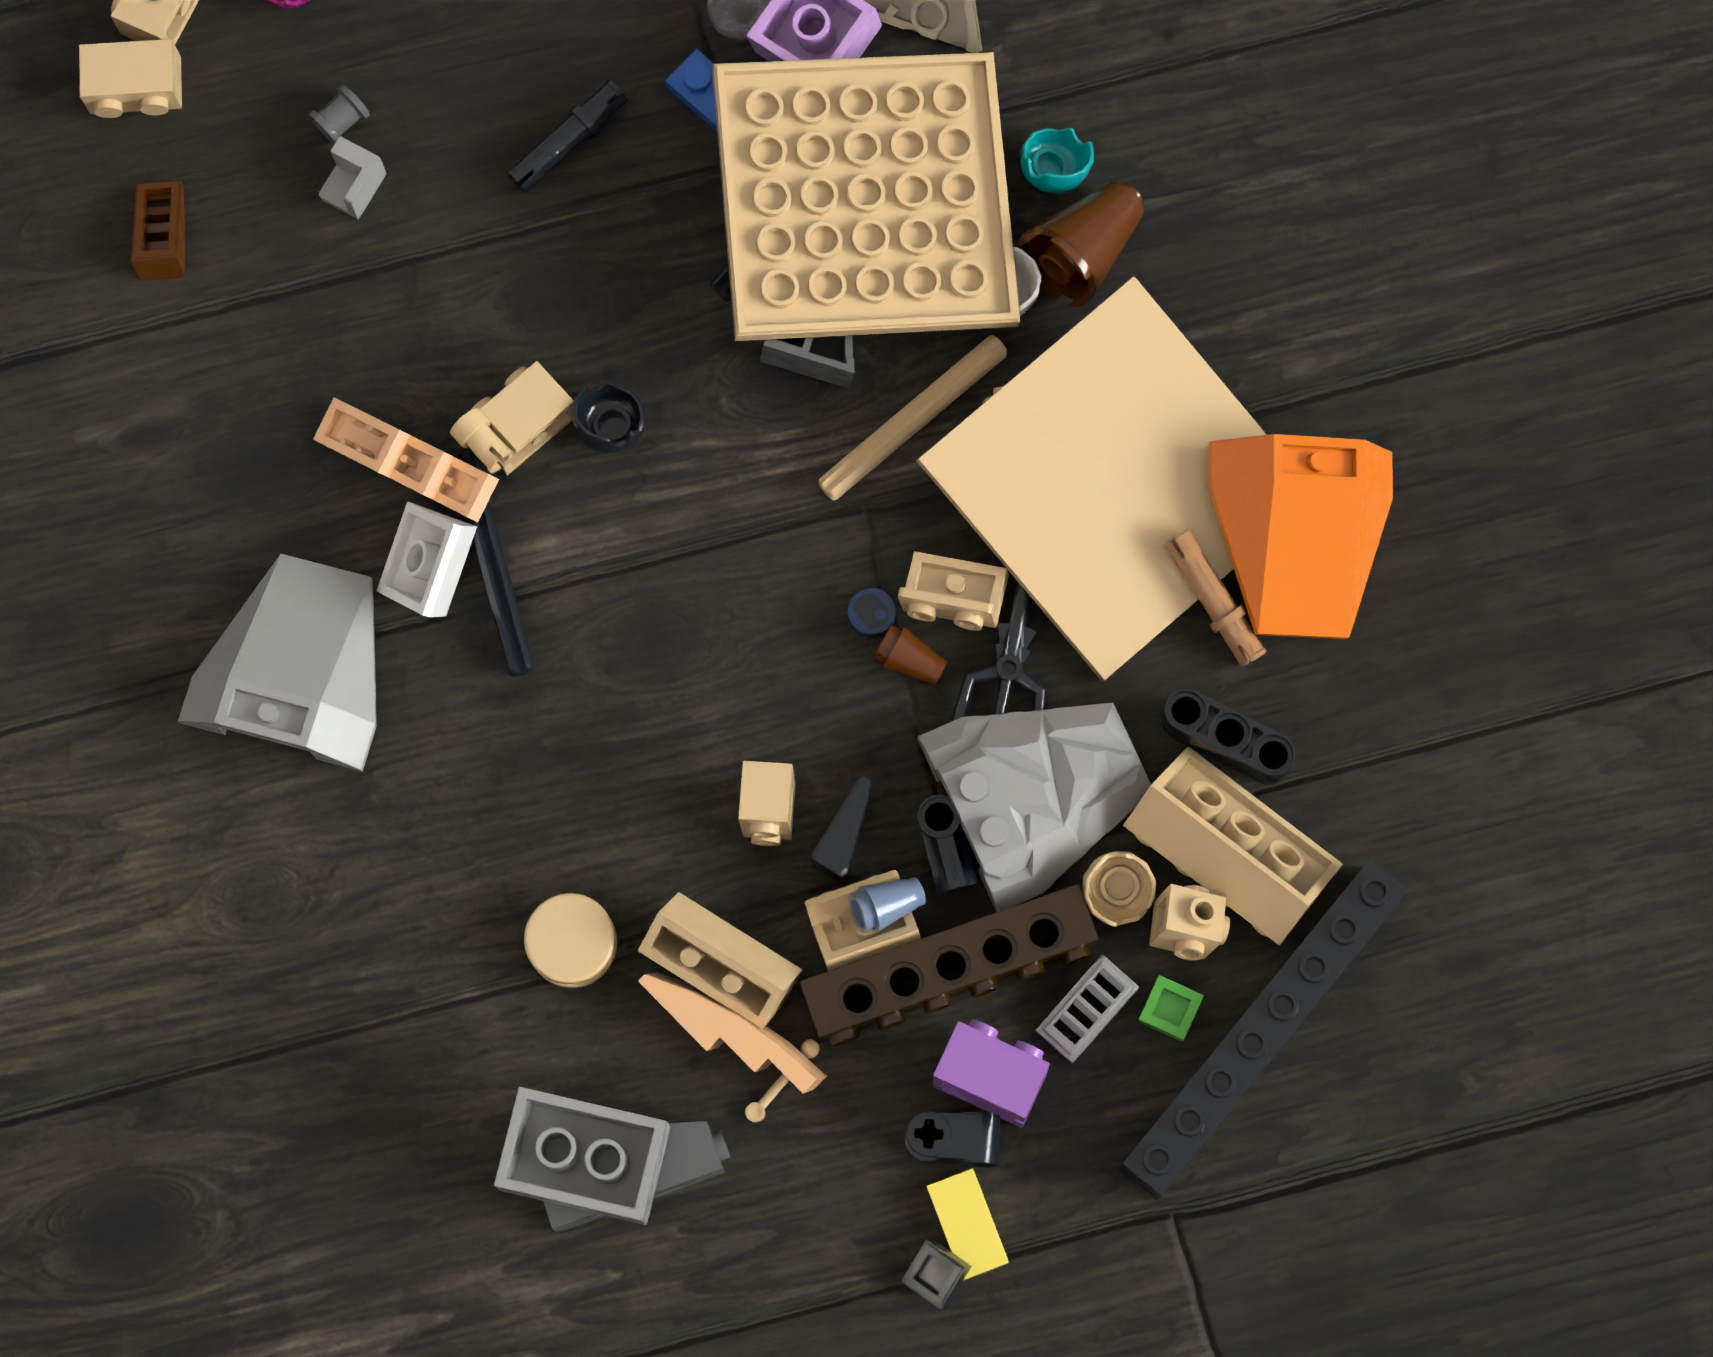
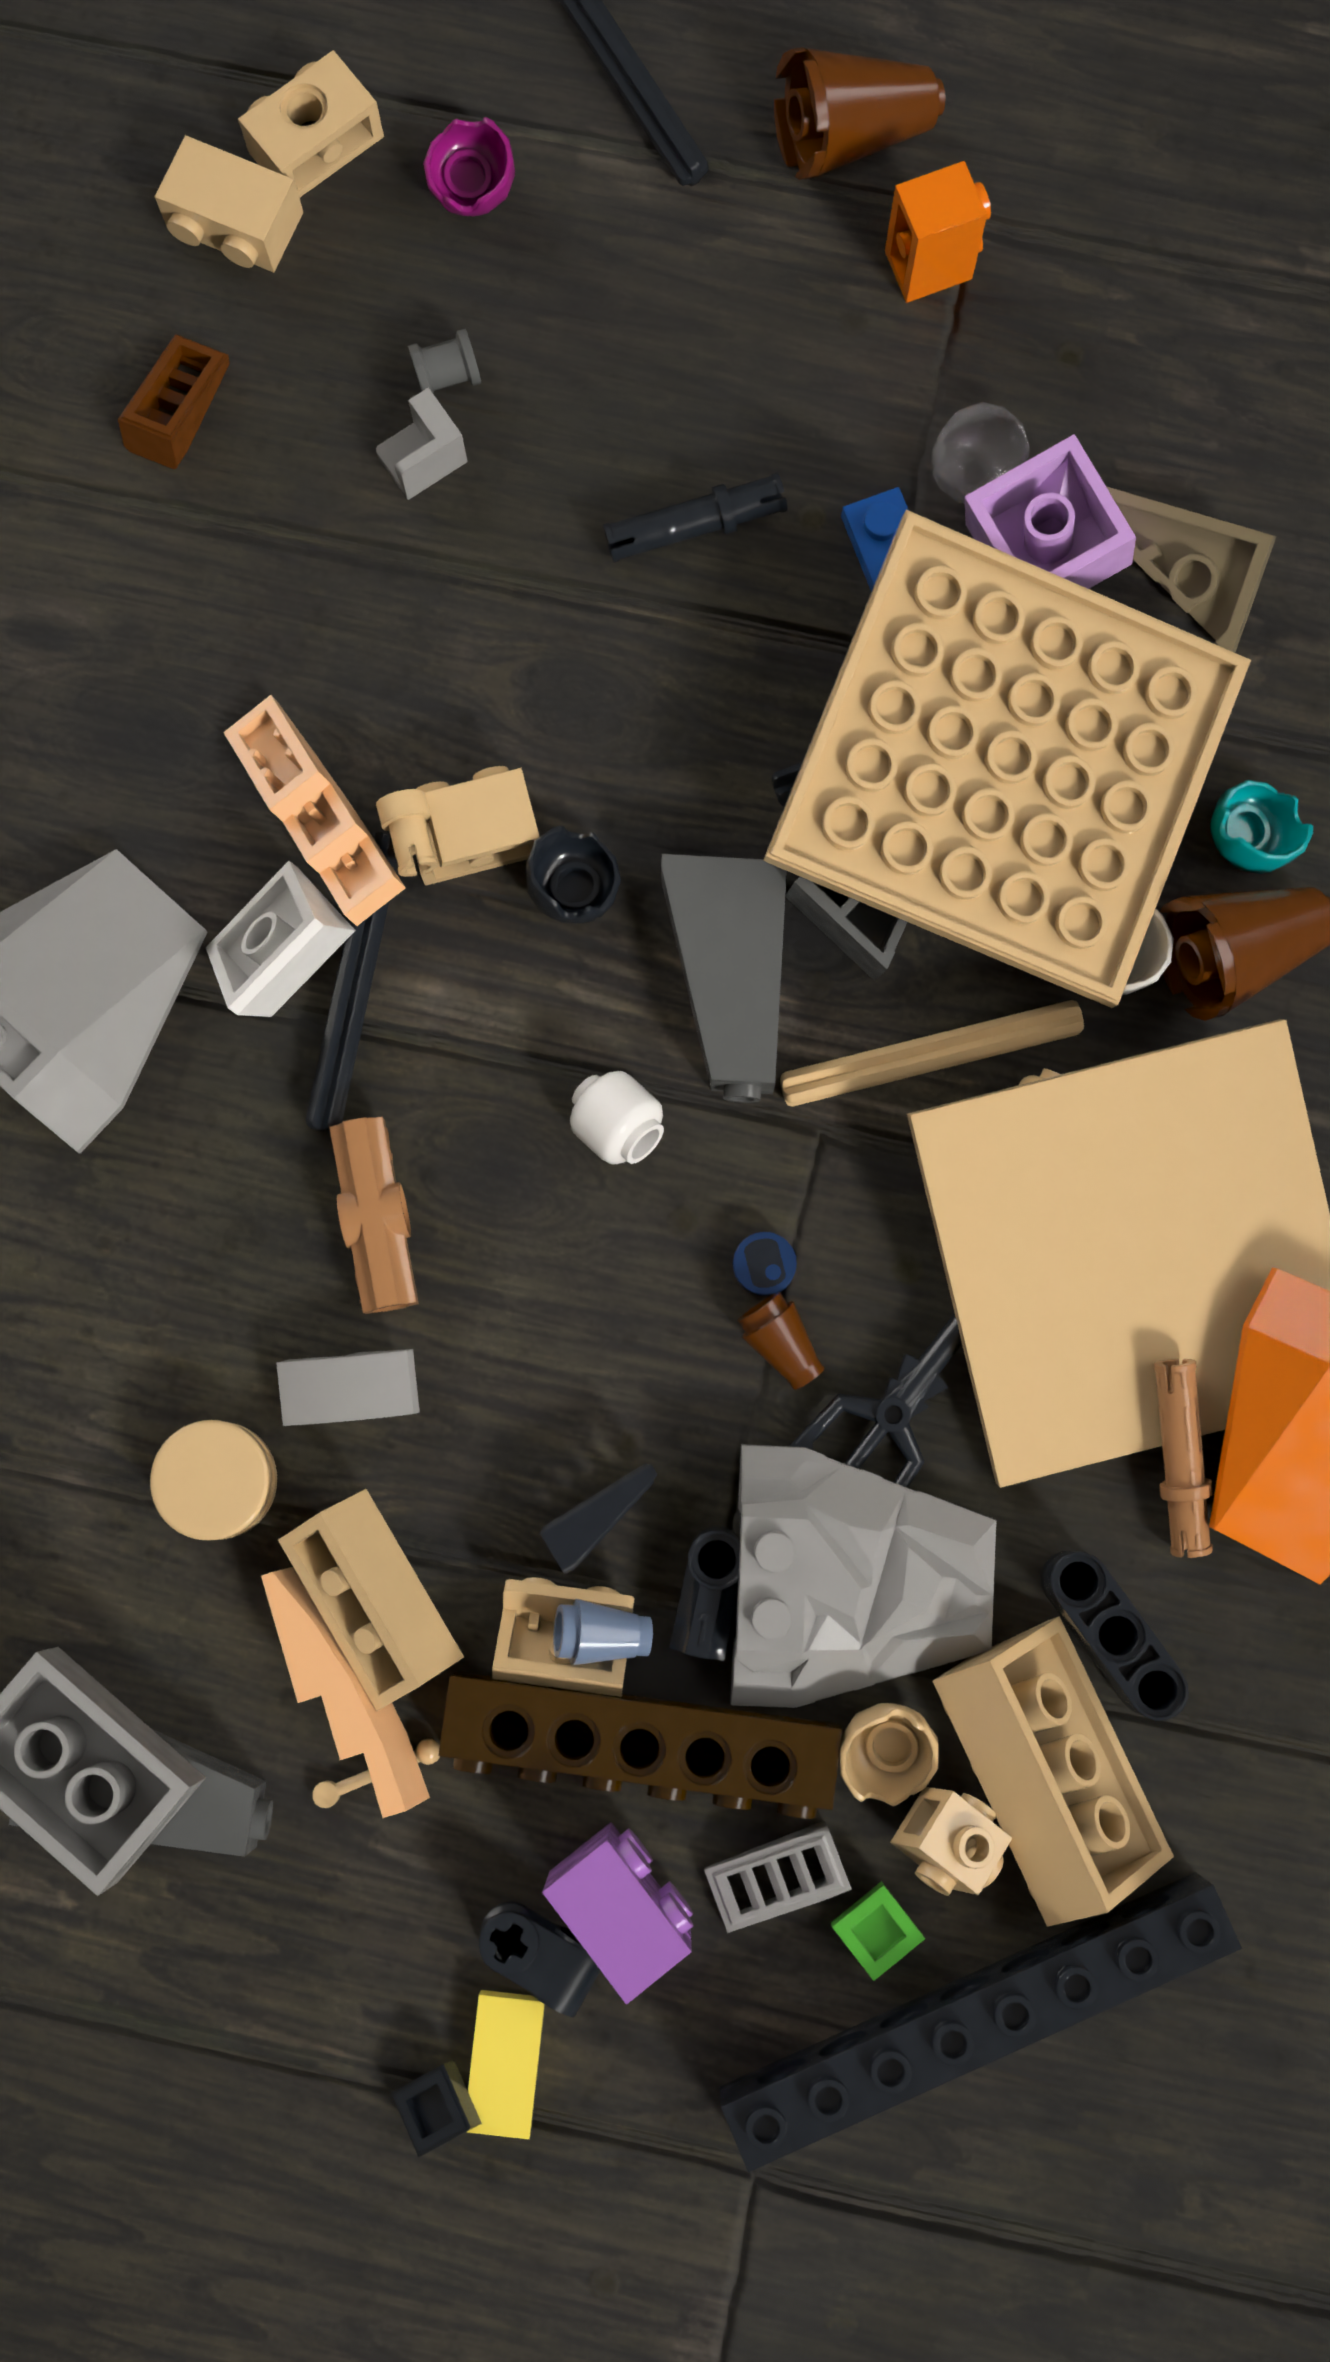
camera: 25 degrees right, 5 degrees up
(589, 710) = (373, 1215): none -> medium nougat piece
(630, 833) = (348, 1387): none -> light grey slope
(721, 563) = (616, 1117): none -> white head
(743, 418) = (730, 953): none -> dark grey slope
(767, 802) = (519, 1439): tan brick -> none
(953, 591) = (874, 1289): tan bracket -> none

